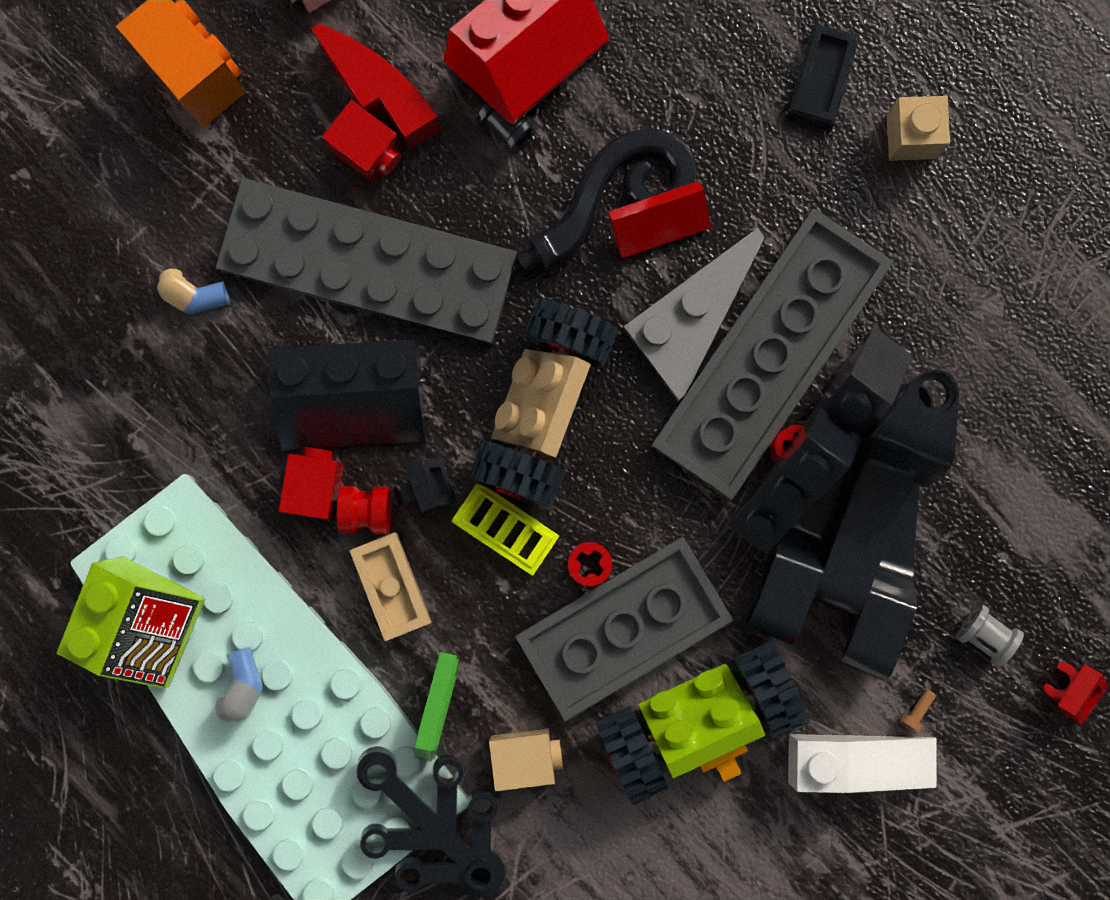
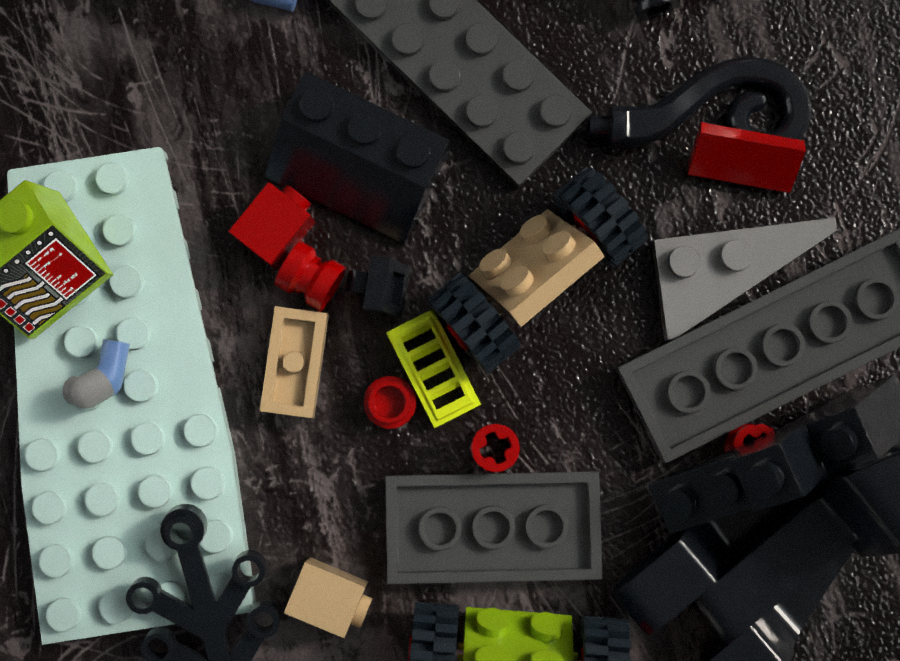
camera: 25 degrees right, 0 degrees up
(436, 707) = (273, 501): bright green tile -> none
(485, 575) = (390, 402): none -> red plate

